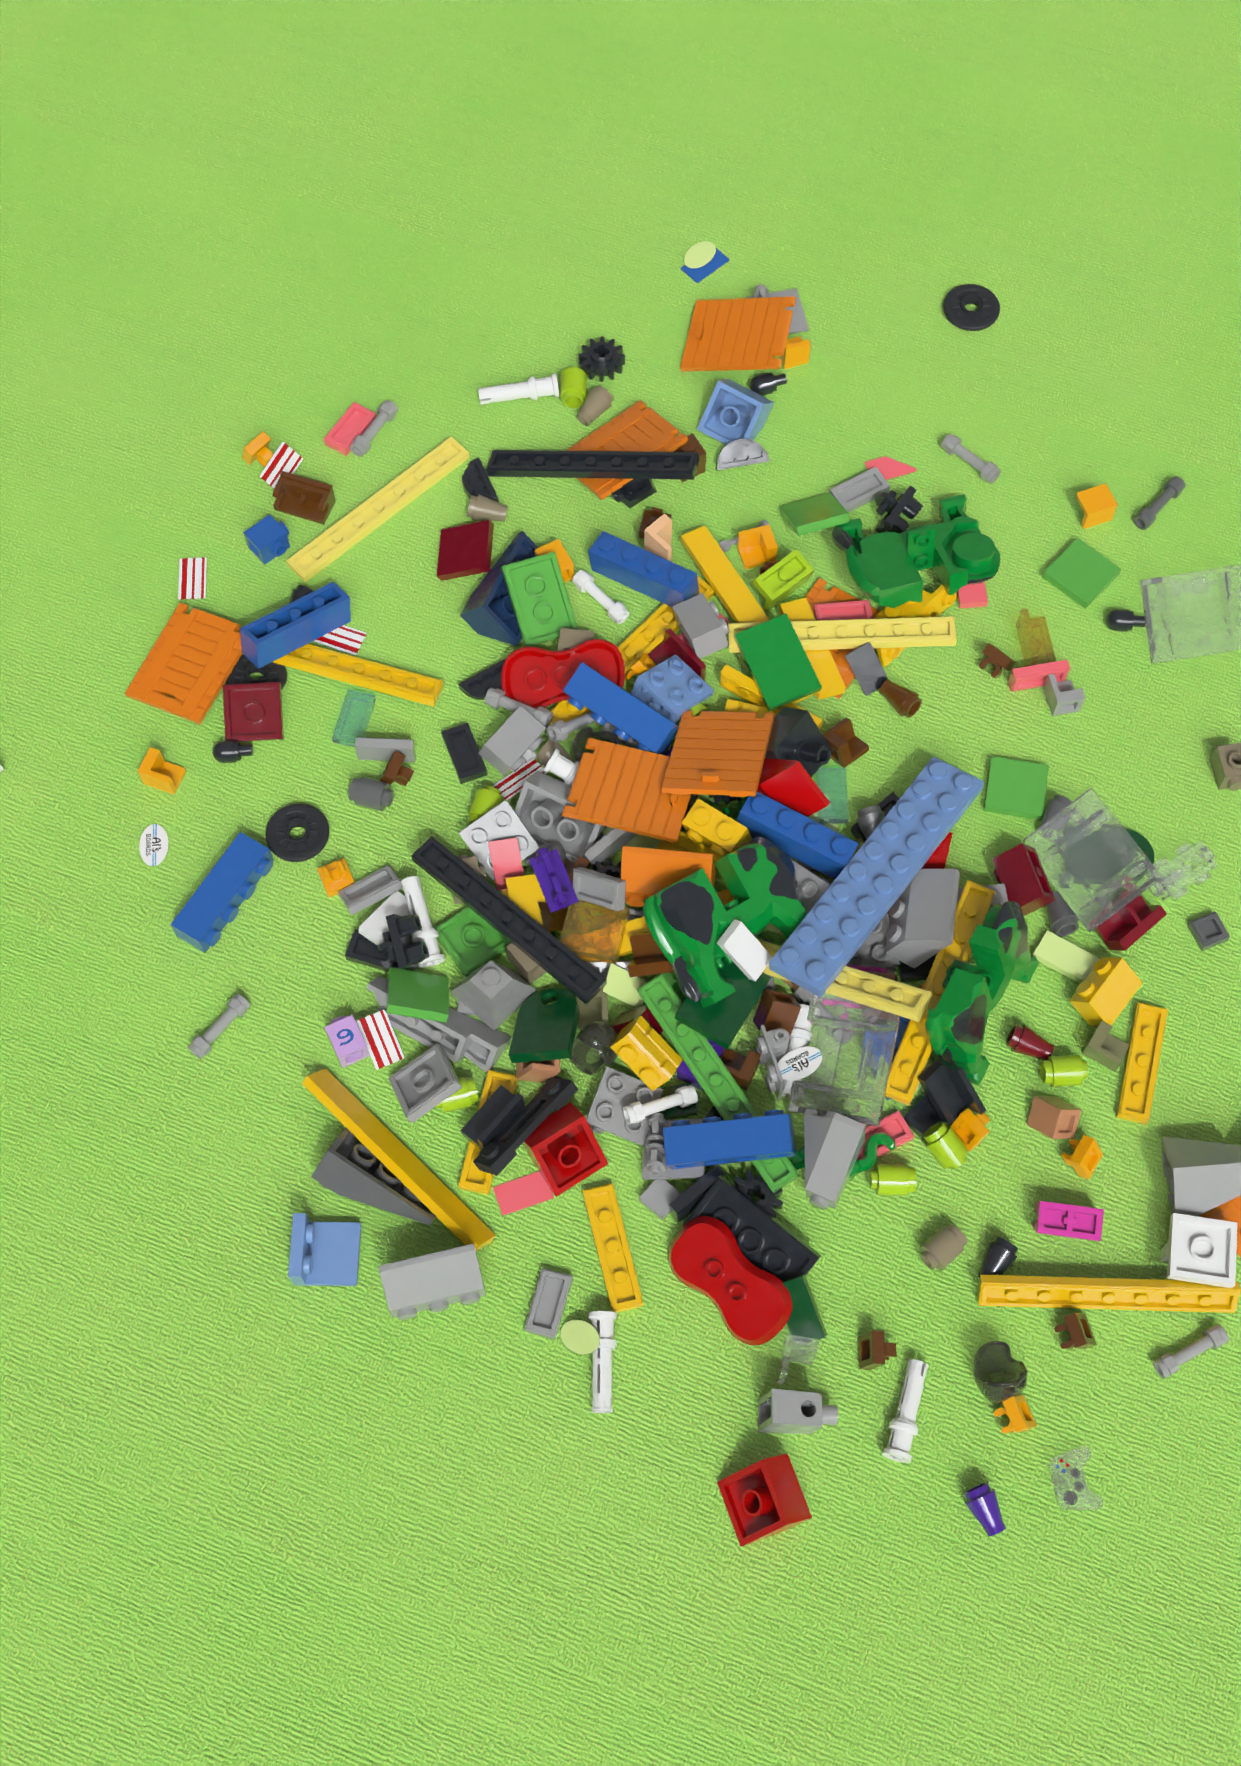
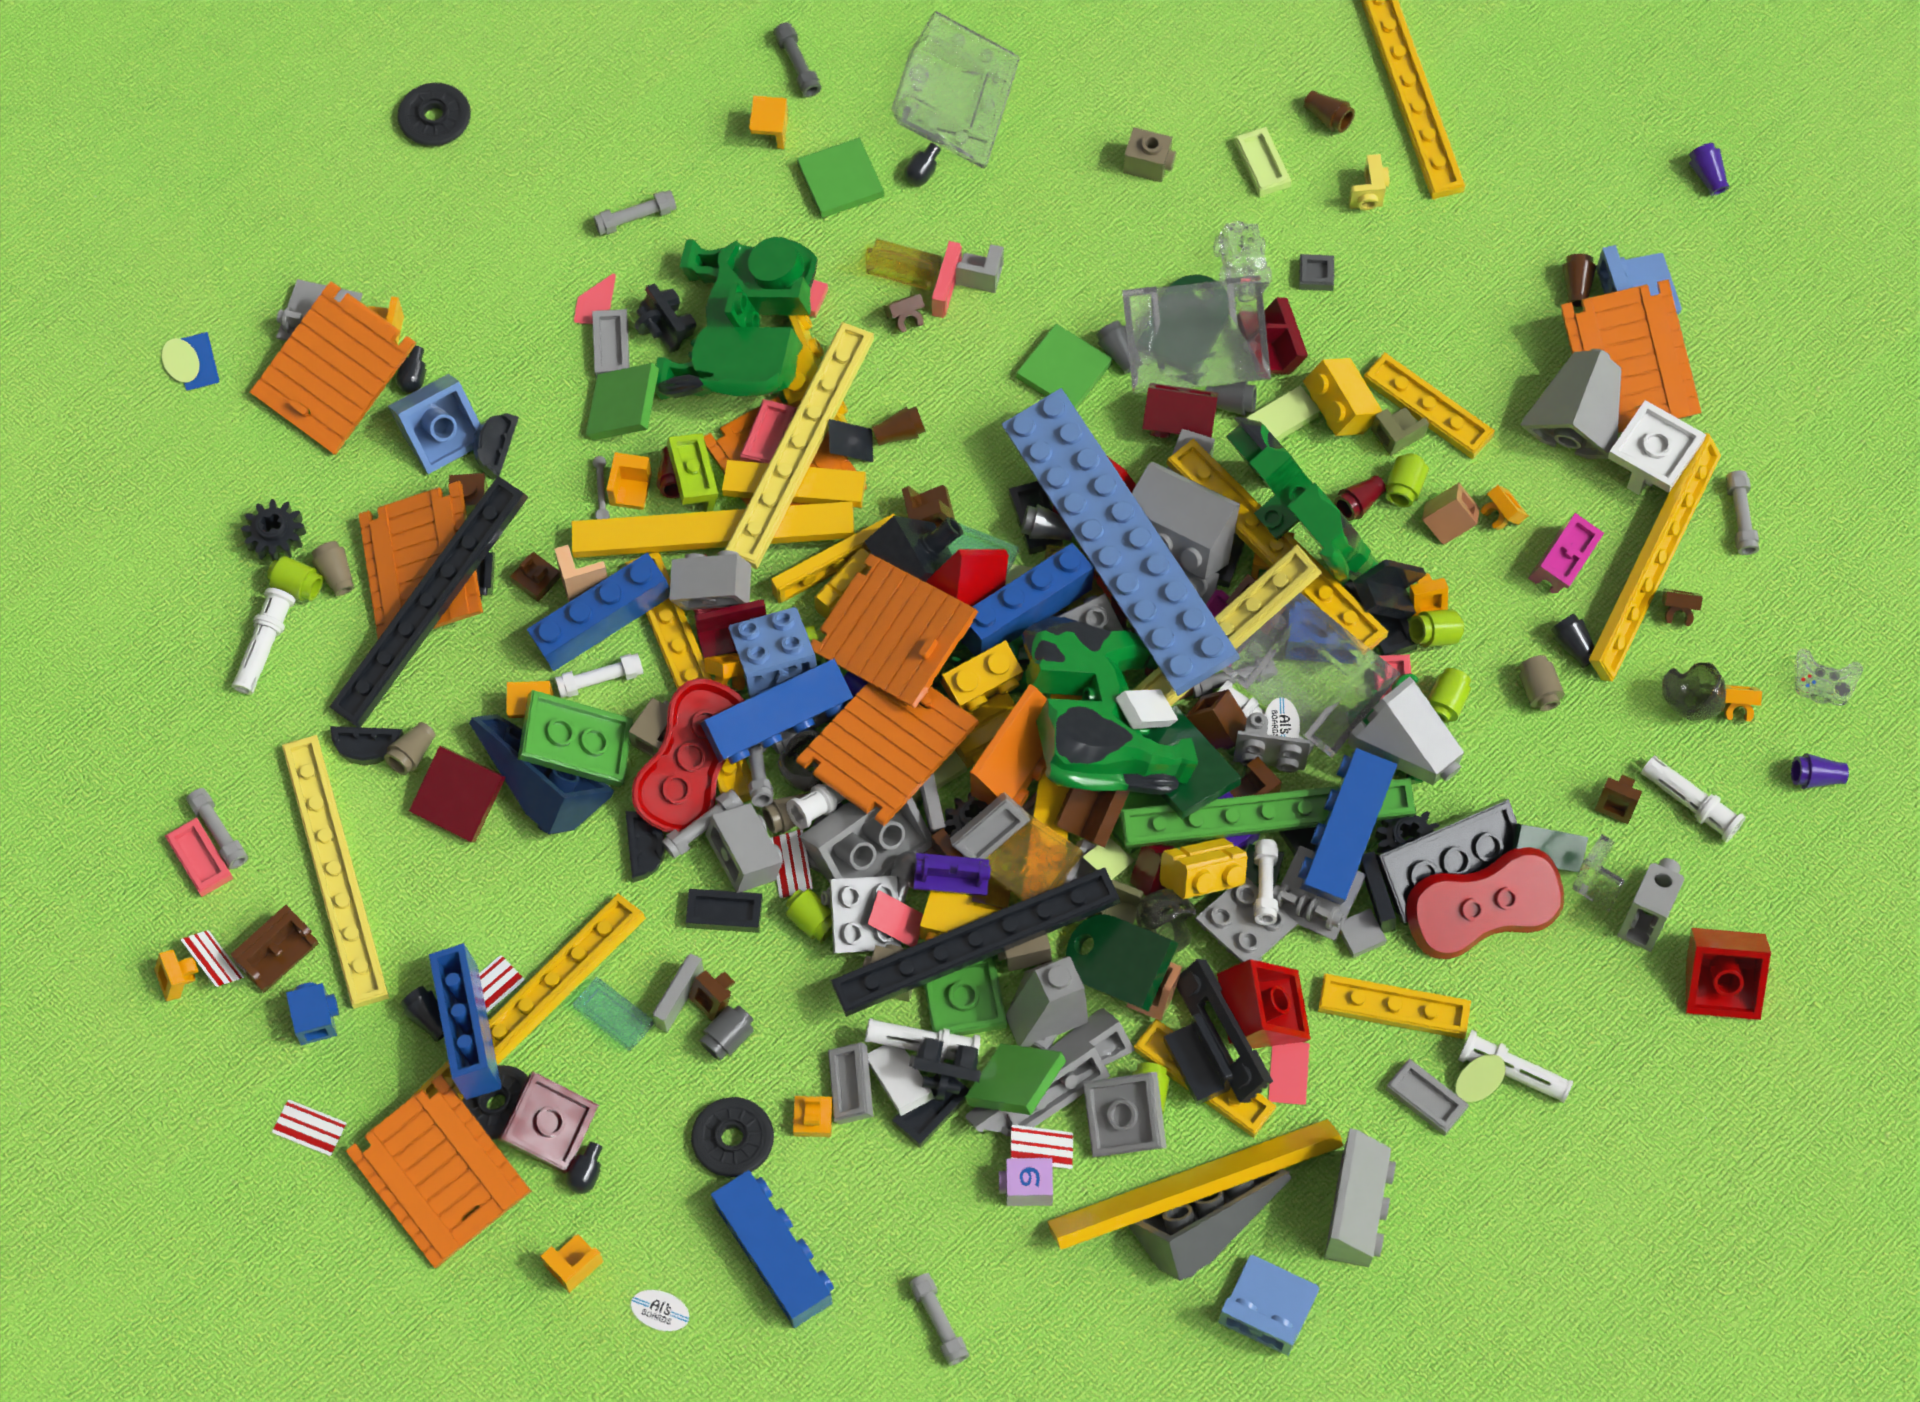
camera: 65 degrees left, 0 degrees up
(777, 662) = (804, 522): green tile -> none

